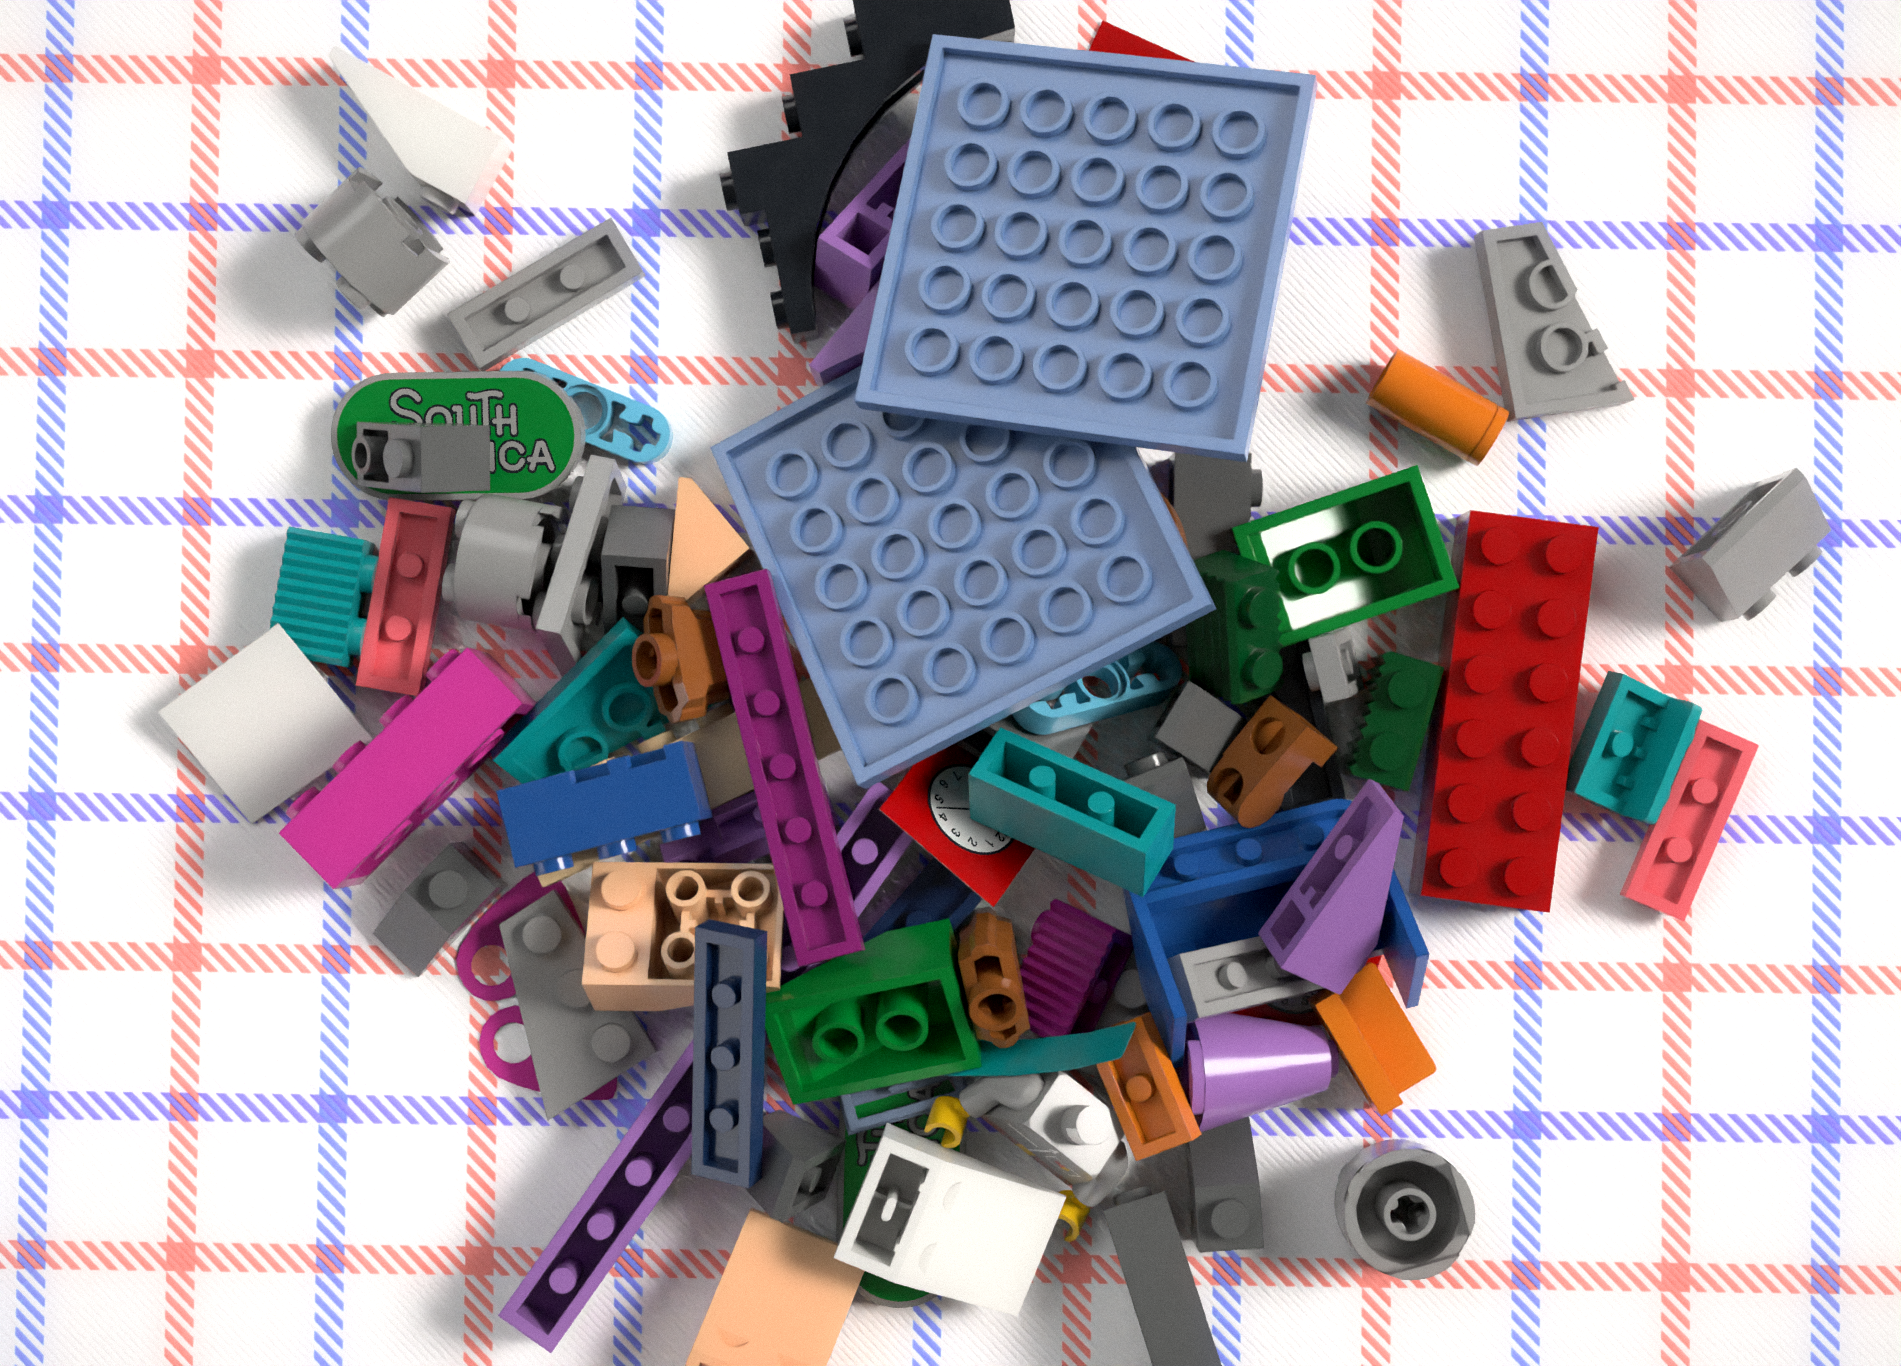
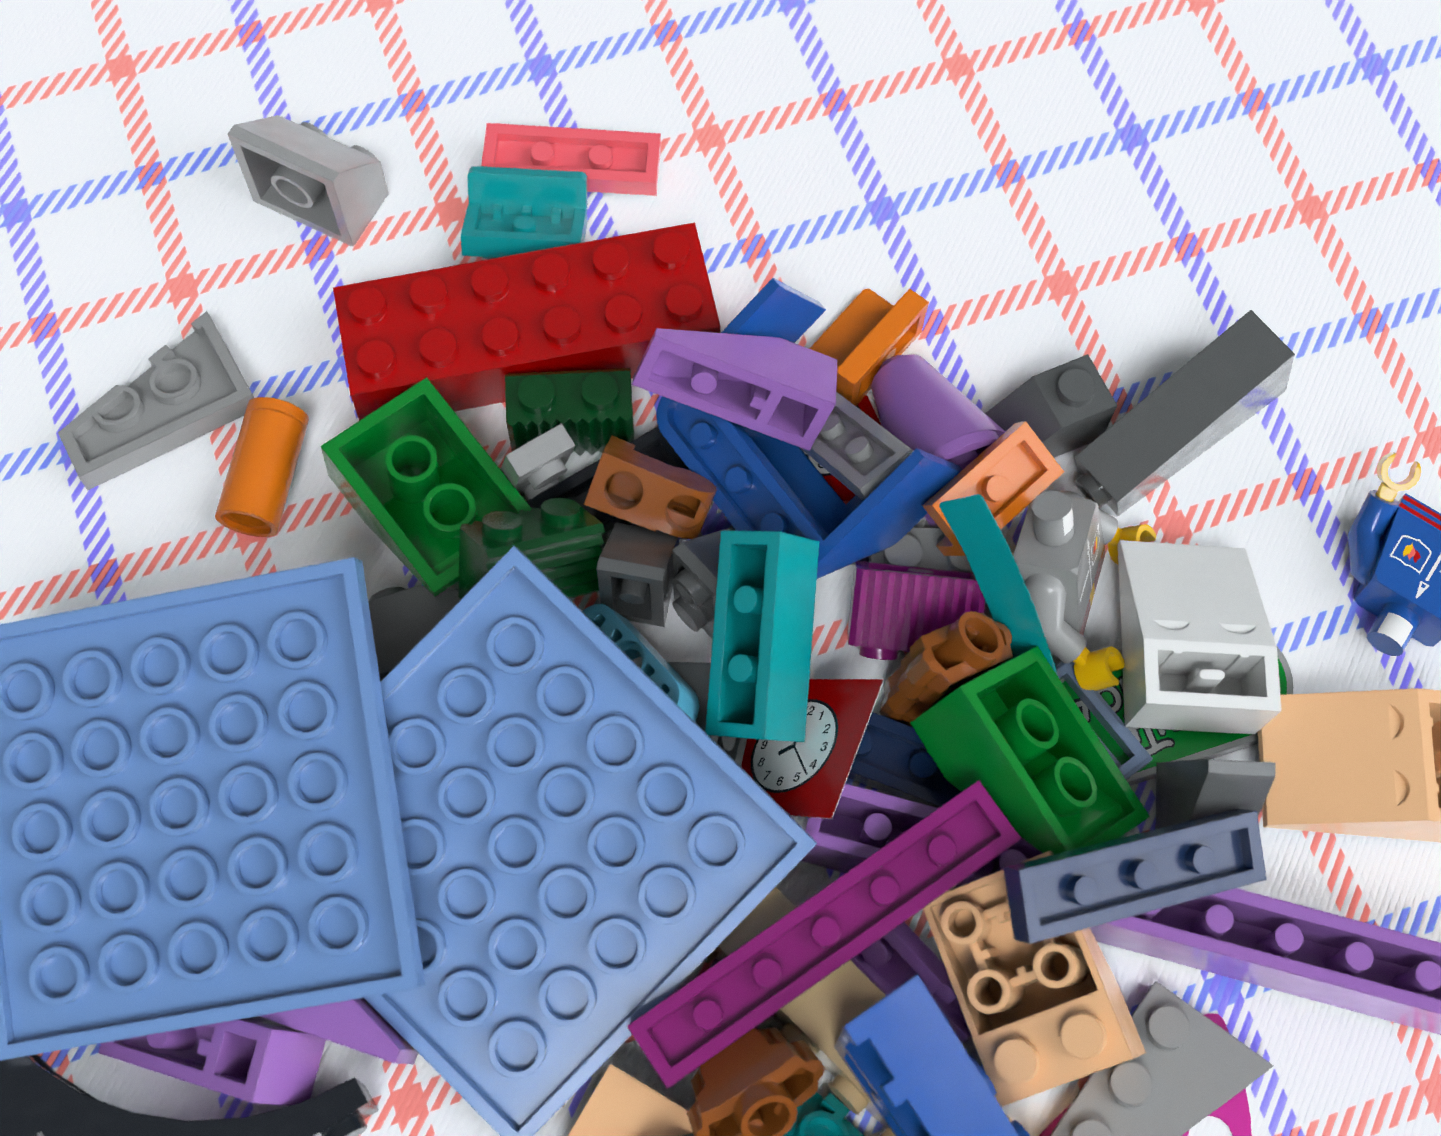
camera: 115 degrees left, 20 degrees down
(1436, 1224) = (999, 264): light grey brick -> none

